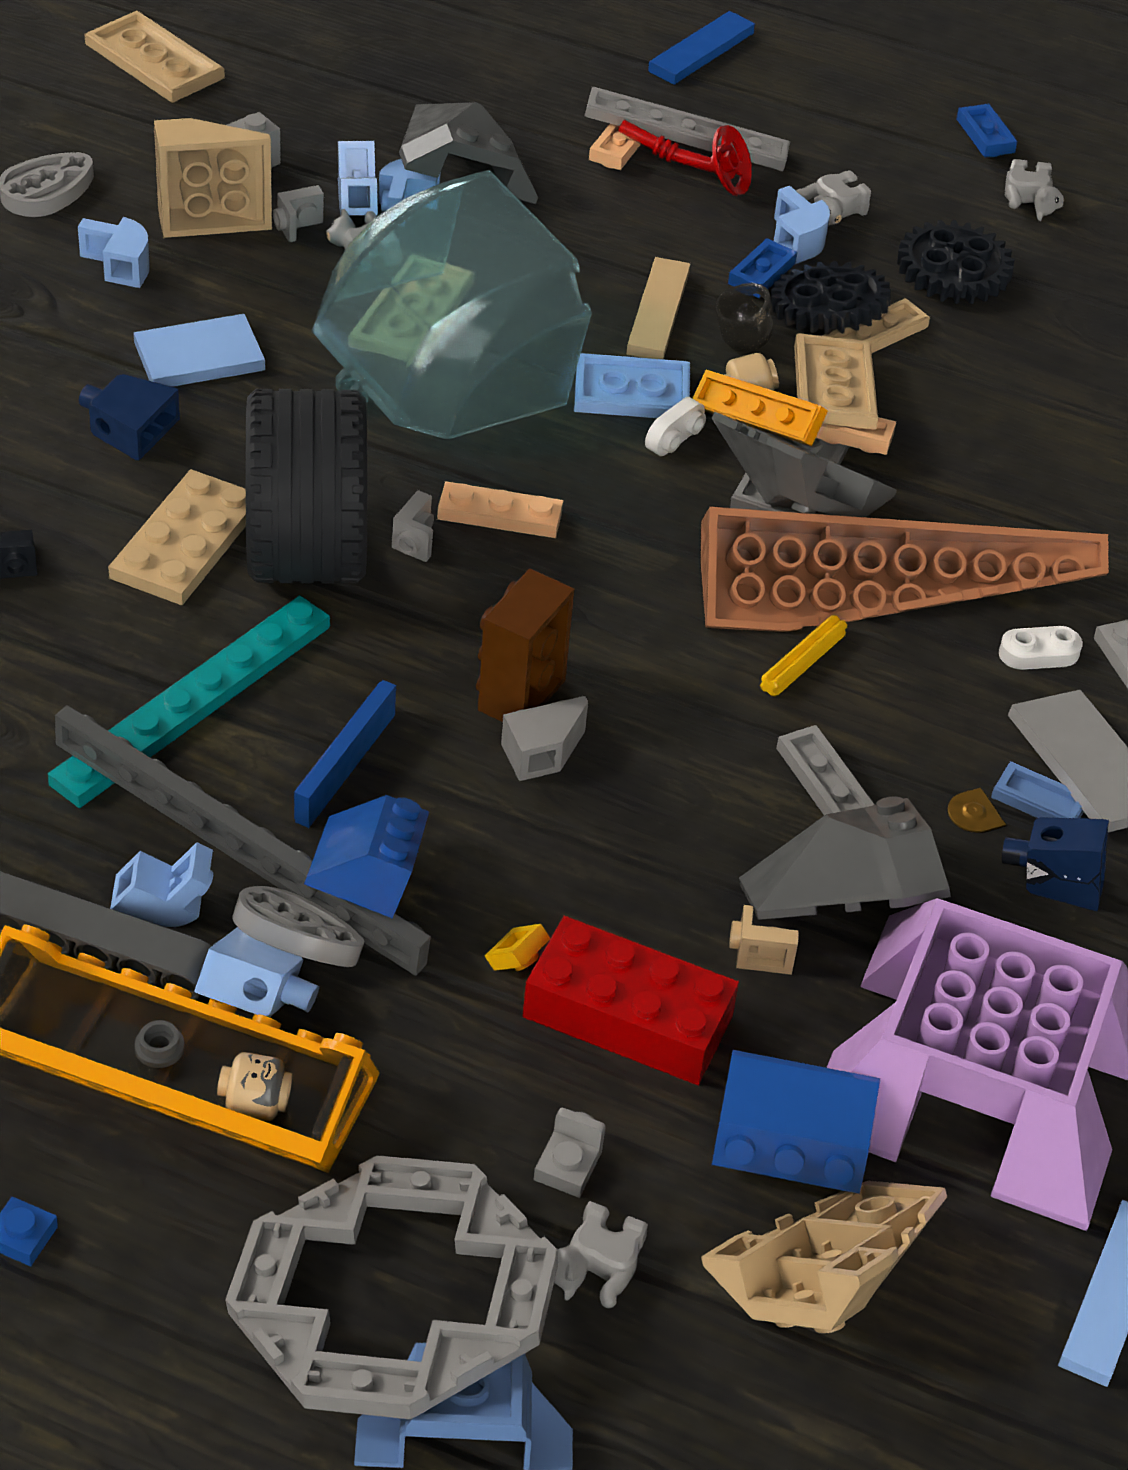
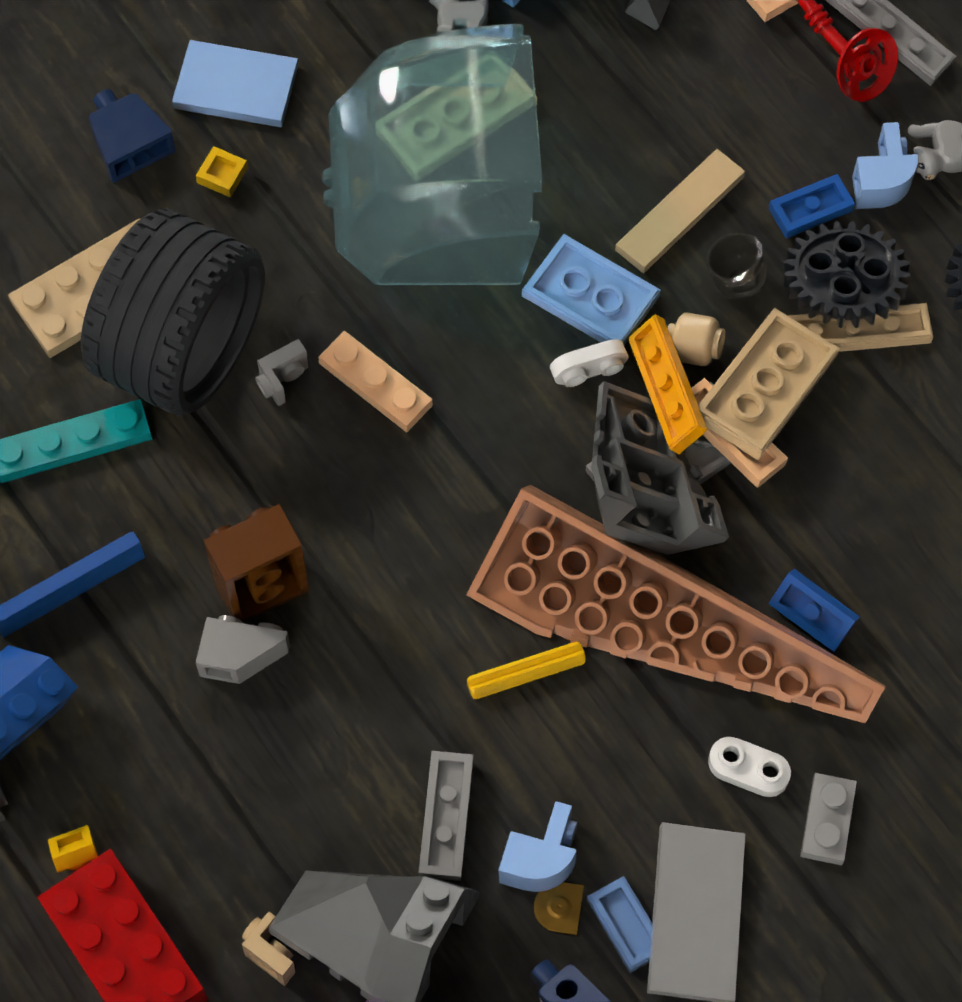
camera: 35 degrees right, 20 degrees up
(233, 411) = (221, 171): none -> yellow plate
(934, 772) = (539, 863): none -> light blue brick
(999, 512) = (814, 610): none -> blue plate

